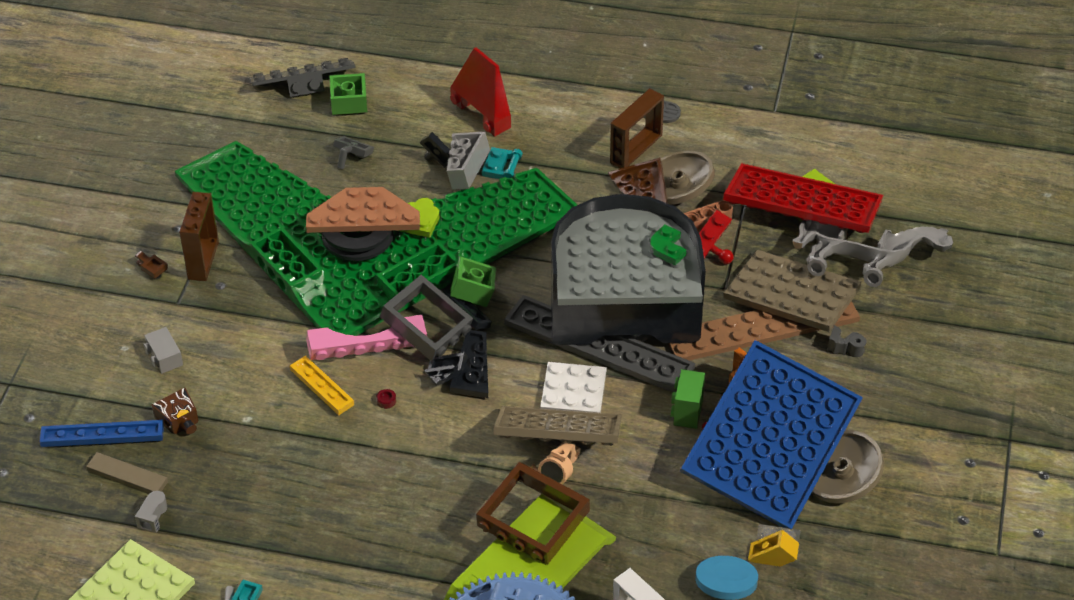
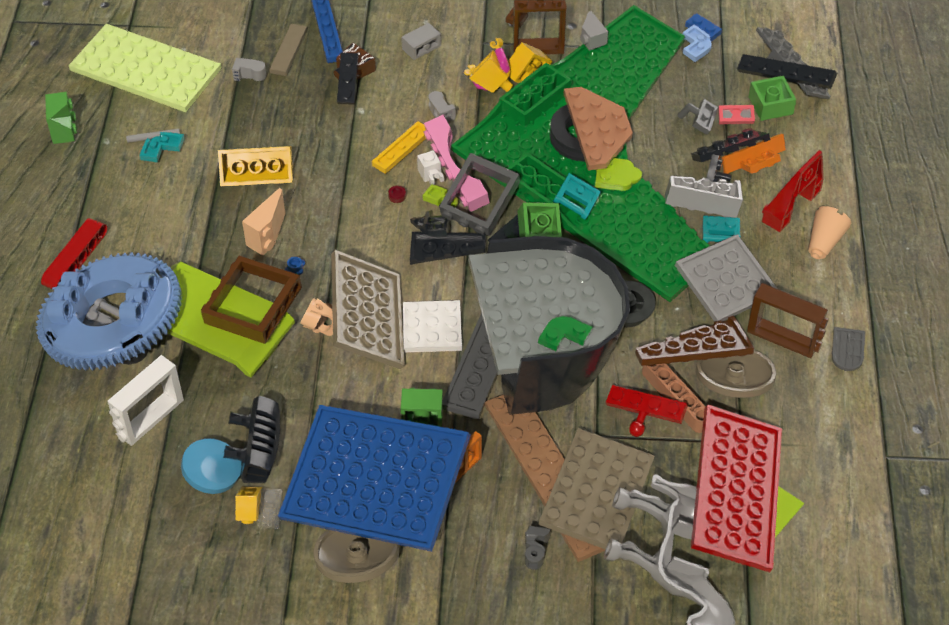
camera: 80 degrees right, 5 degrees up
(207, 416) = (347, 78): none -> black plate
(221, 201) = (593, 32): none -> light grey slope
(222, 128) = (707, 26): none -> blue plate
(238, 263) = (526, 61): none -> yellow brick
(244, 291) = (492, 70): none -> yellow torso
(254, 135) = (699, 41): none -> light blue plate
(272, 346) = (440, 107): none -> light grey leg
(311, 514) = (255, 166): none -> yellow slope
(321, 74) = (791, 71): none -> black plate
(357, 124) = (736, 114): none -> coral piece
(362, 363) = (429, 167): none -> white brick
(398, 133) = (731, 144): none -> black wing
(401, 364) = (436, 194): none -> lime plate
(412, 503) = (264, 223): none -> light nougat slope
(420, 118) = (755, 157): none -> orange bracket
(448, 238) = (579, 191): none -> teal plate
(468, 493) = (295, 265): none -> blue plate
(529, 90) = (827, 231): none -> light nougat cone
(568, 165) = (724, 277): none -> light grey plate
(701, 535) = (261, 439): none -> black piece

